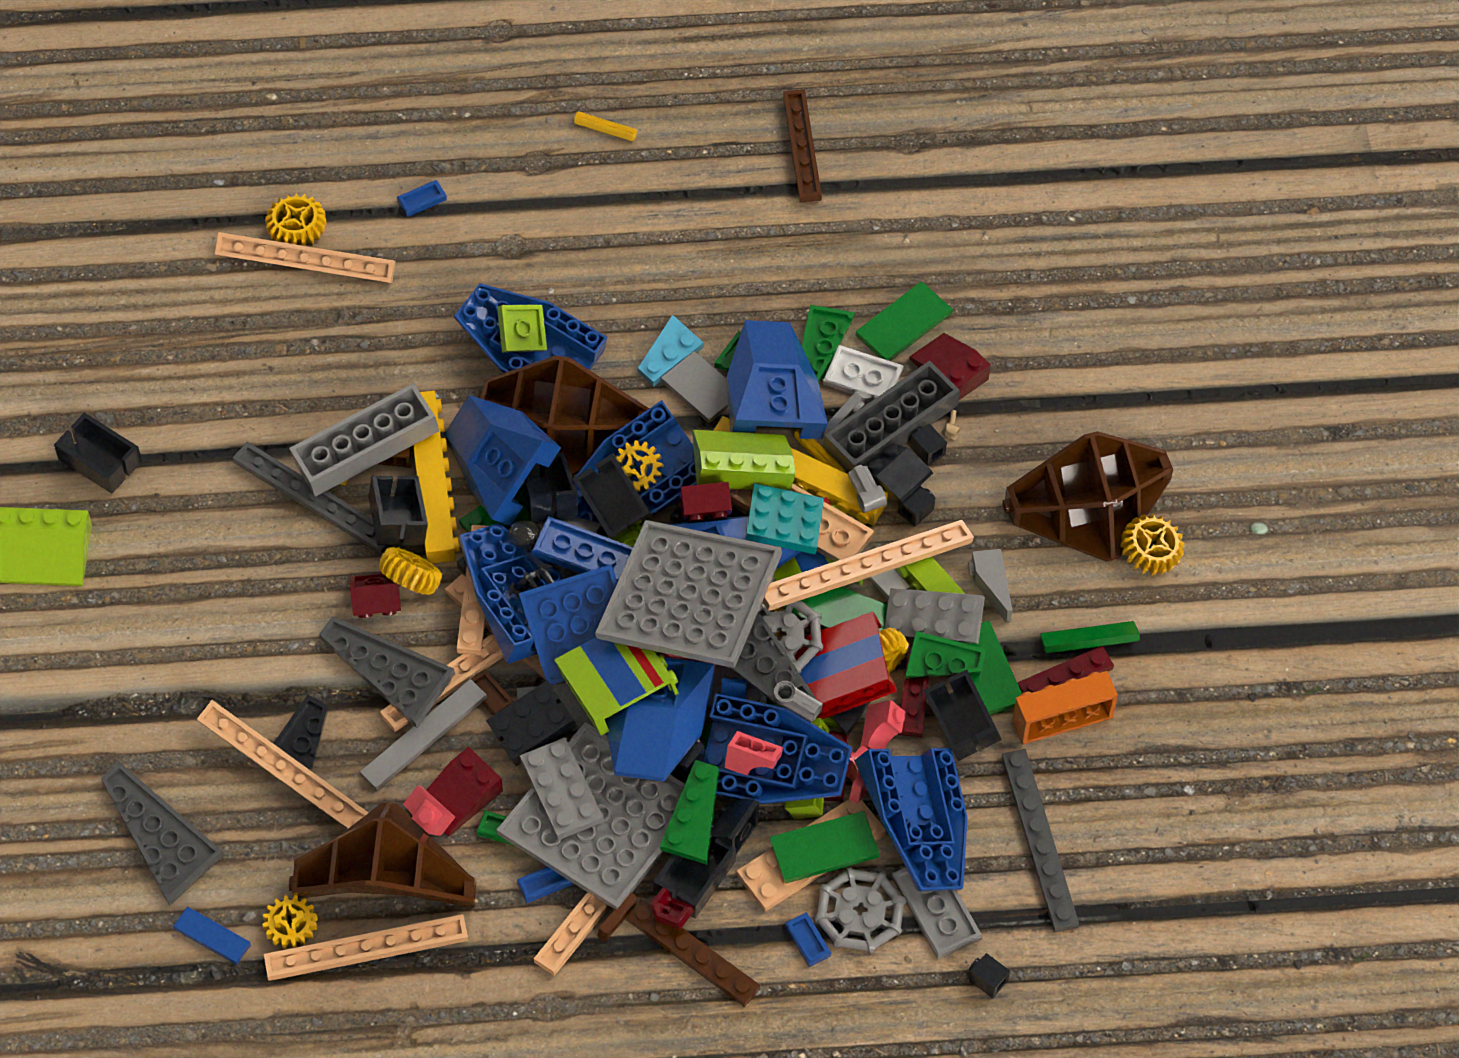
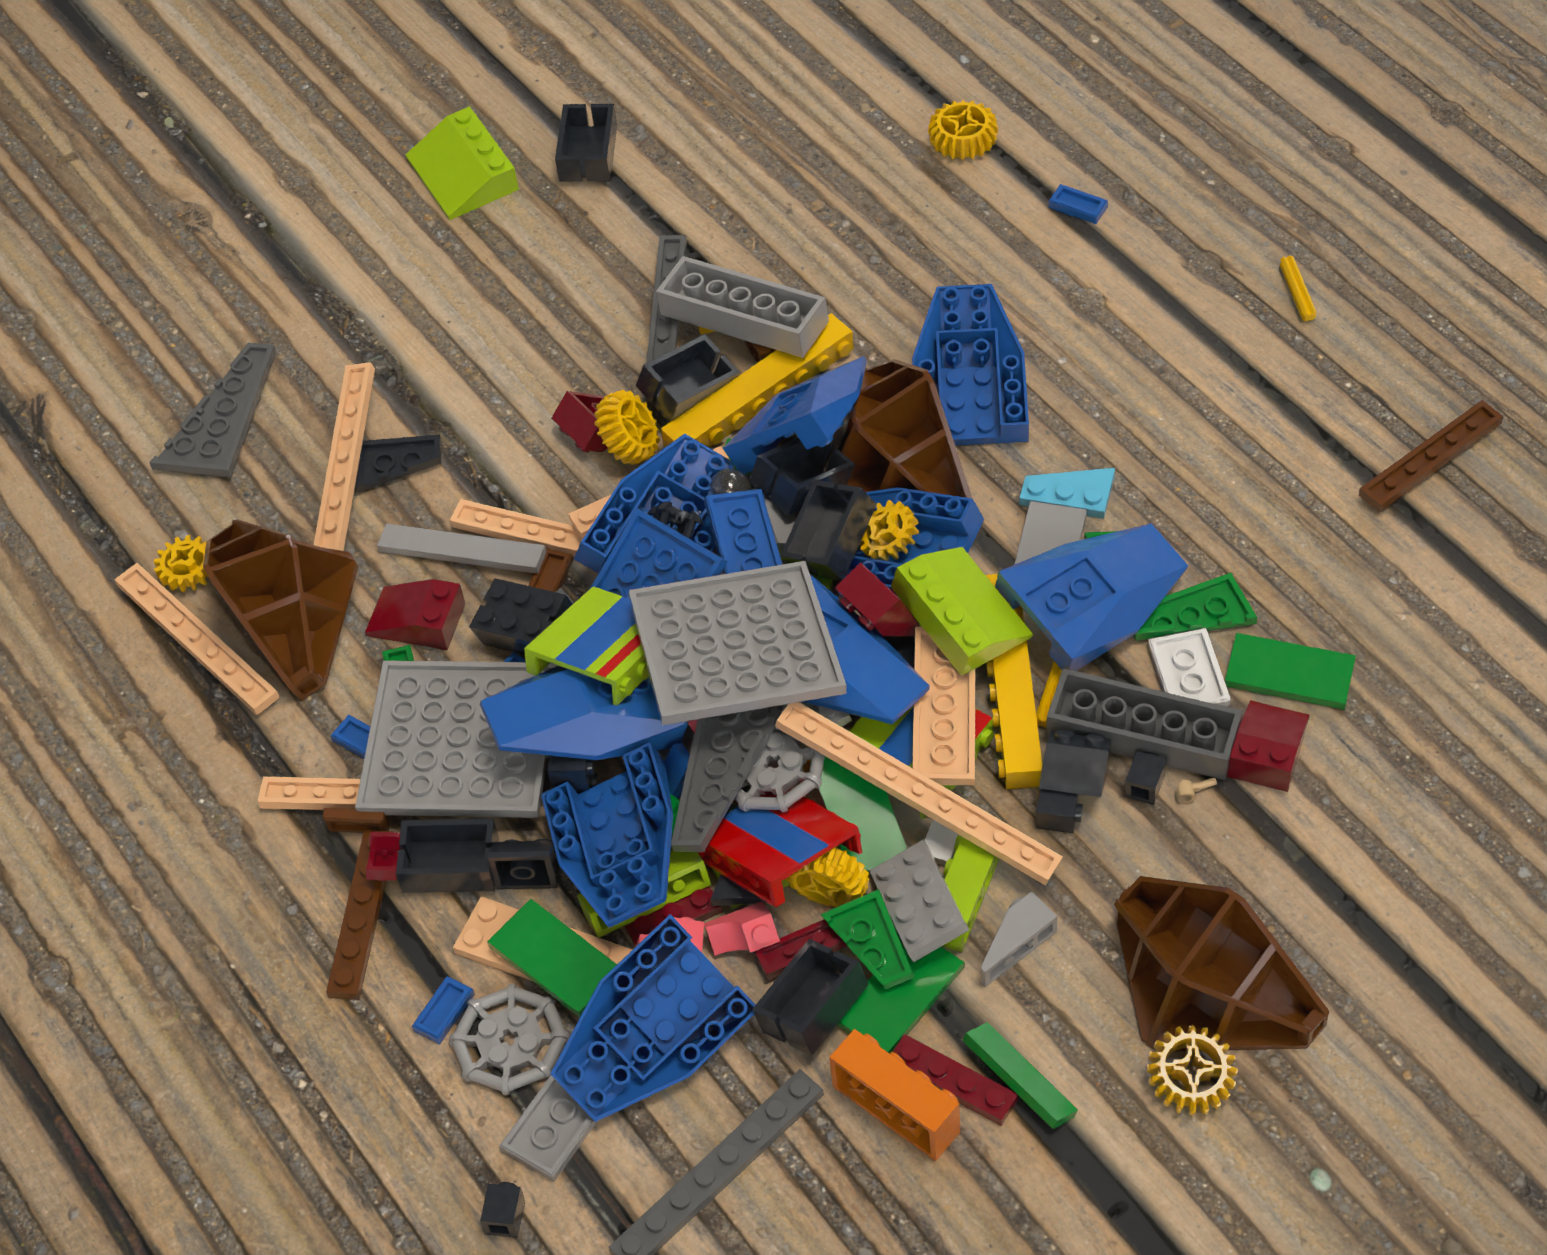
camera: 65 degrees right, 5 degrees down
(212, 935) = (139, 517): blue tile -> none
(305, 257) = (929, 161): light nougat plate -> none
(397, 673) = (510, 482): dark grey wing -> none
(428, 811) = (370, 600): coral arch -> none
(522, 328) = (967, 345): lime plate -> none
(561, 788) = (460, 683): light grey plate -> none
(692, 819) = (483, 812): green wing -> none
(748, 752) = (599, 813): coral arch -> none
(784, 519) = (911, 683): teal plate -> none
(799, 702) = (683, 815): light grey piece -> none
(854, 403) = (1127, 672): light grey wing -> none
(868, 493) = (1020, 749): light grey piece -> none

